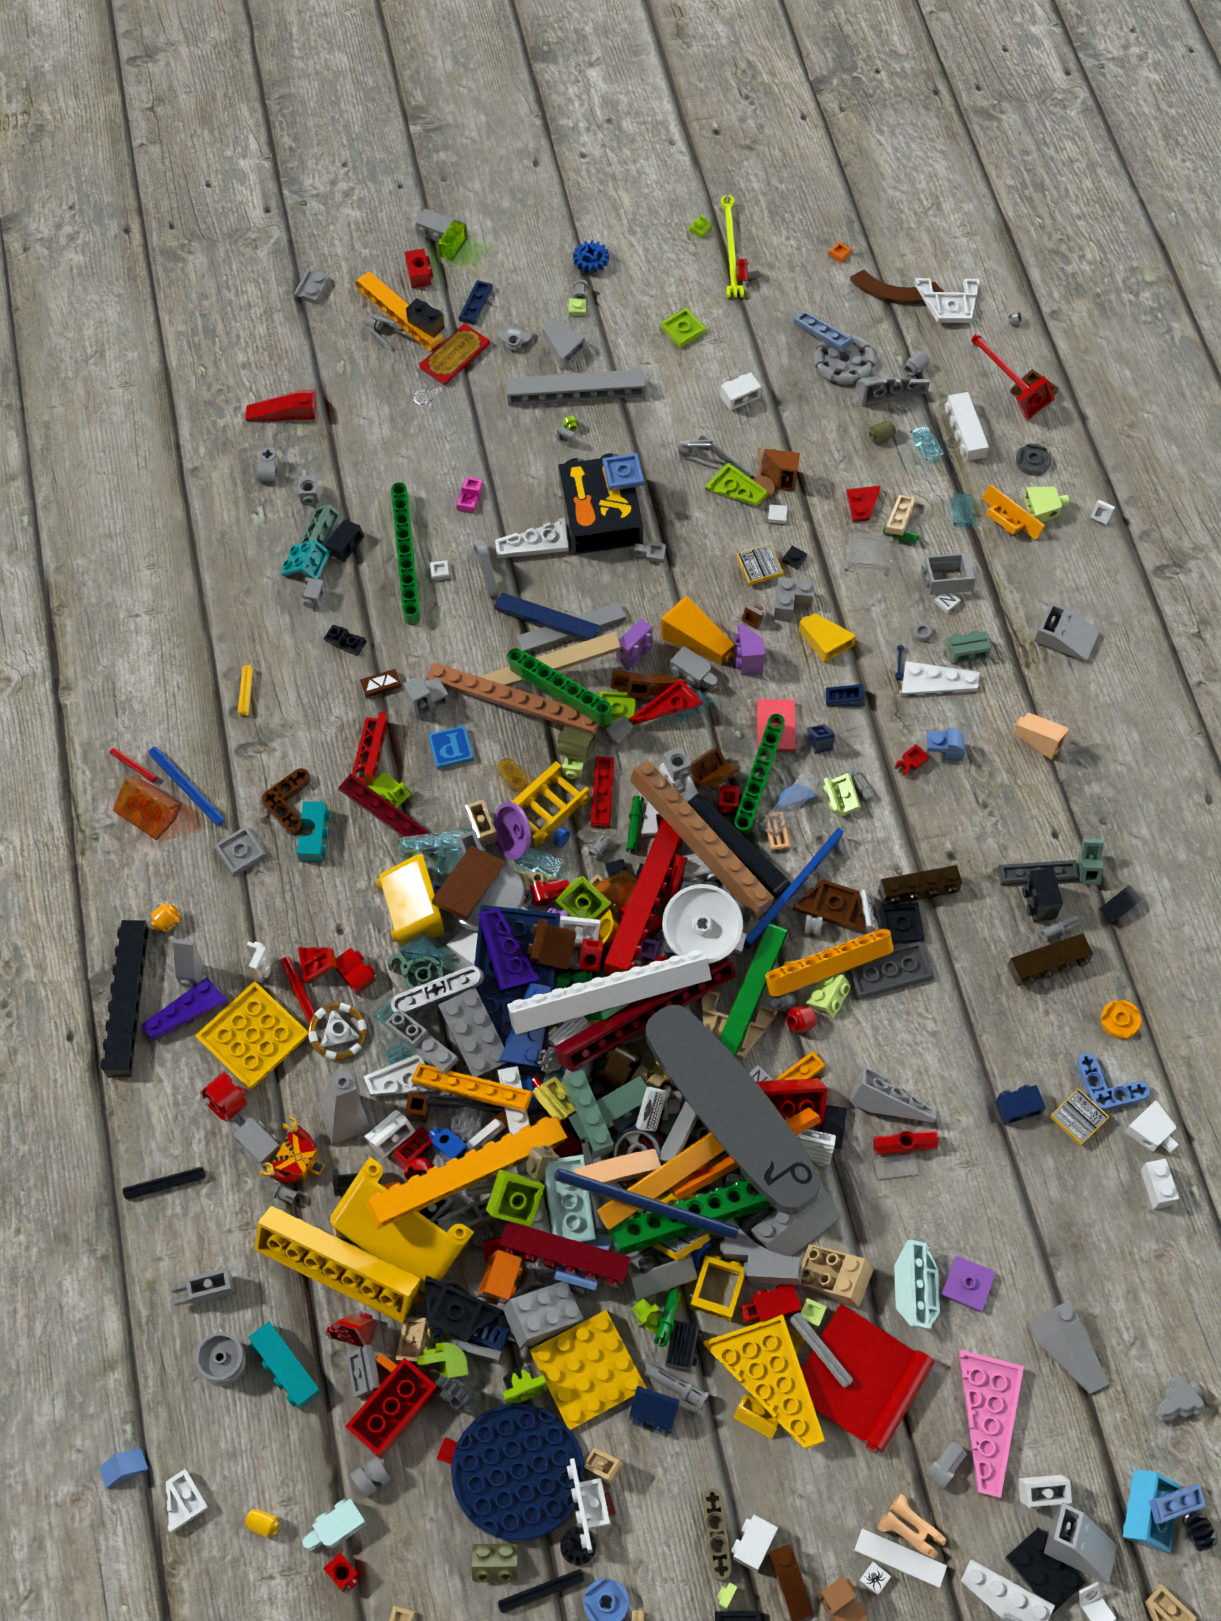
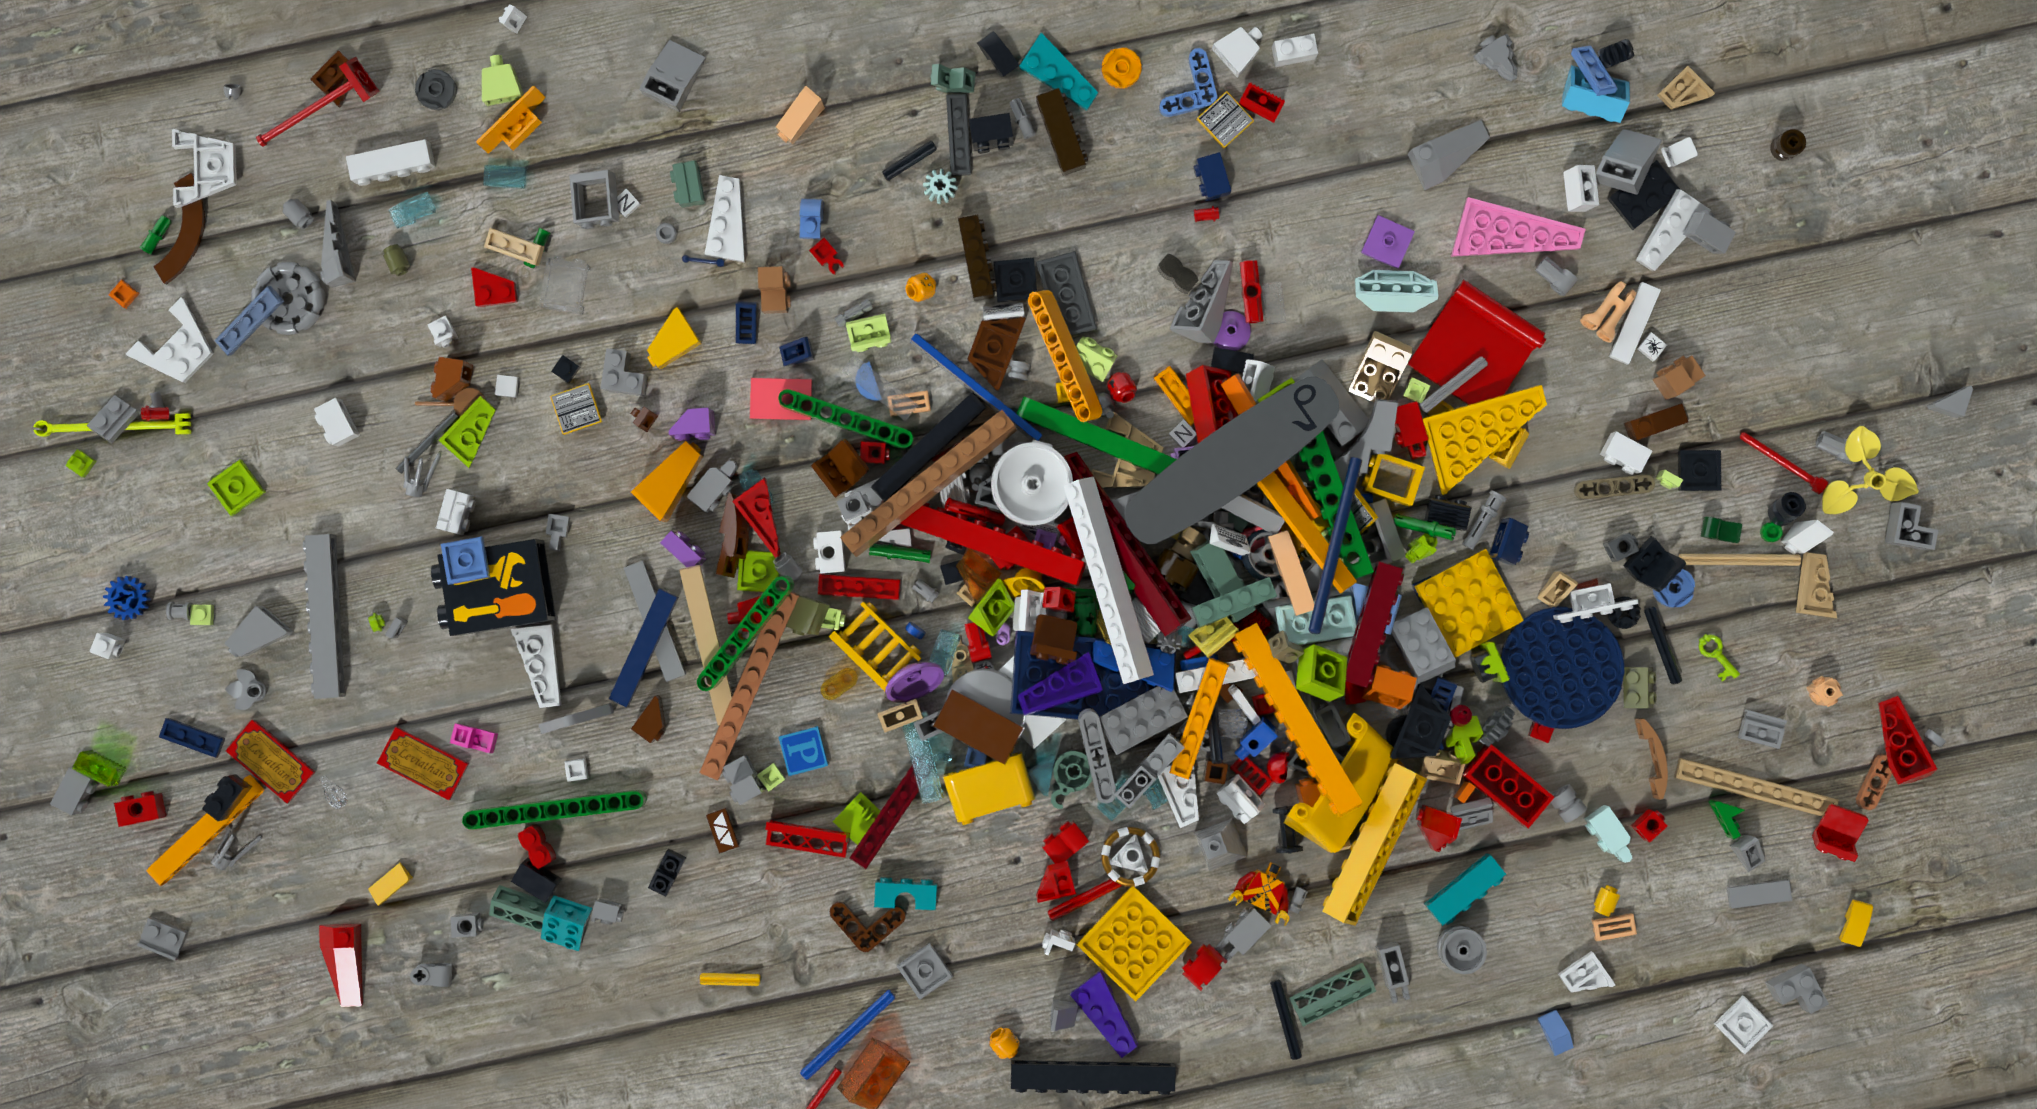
camera: 90 degrees left, 25 degrees up
(180, 1228) = (1352, 992): none -> sand green fence
(242, 1553) = (1597, 929): none -> light nougat tile
(346, 437) = (390, 884): none -> yellow slope
(374, 539) = (534, 841): none -> red brick
(427, 720) = (771, 777): none -> yellowish green plate
(445, 1569) = (1659, 782): none -> medium nougat slope
(449, 459) = (422, 763): none -> tile
(464, 1355) = (1460, 715): none -> dark red tile
(481, 624) = (651, 721): none -> reddish brown slope
(552, 244) = (107, 646): none -> white brick
(624, 760) = (833, 540): none -> white brick
(631, 1574) = (1654, 565): none -> black bracket
(646, 1530) = (1613, 550): none -> dark grey brick
(666, 476) = (455, 512): none -> white brick
(736, 244) = (113, 419): none -> light grey plate
(795, 291) = (182, 352): none -> white wing
(822, 467) = (443, 332): none -> white bracket
(857, 1132) = (1239, 337): none -> medium lavender dish
(877, 715) = (773, 287): none -> medium nougat brick
(888, 837) = (920, 287): none -> light orange head
(890, 270) = (155, 234): none -> green axle
(918, 1070) = (1173, 270): none -> clear smoke brick
(980, 849) = (933, 190): none -> light aqua gear
(982, 1104) = (1206, 214): none -> red pin
(1008, 829) = (909, 160): none -> black axle
(1101, 1149) = (1261, 102): none -> red brick
(1109, 959) = (1055, 71): none -> teal wing

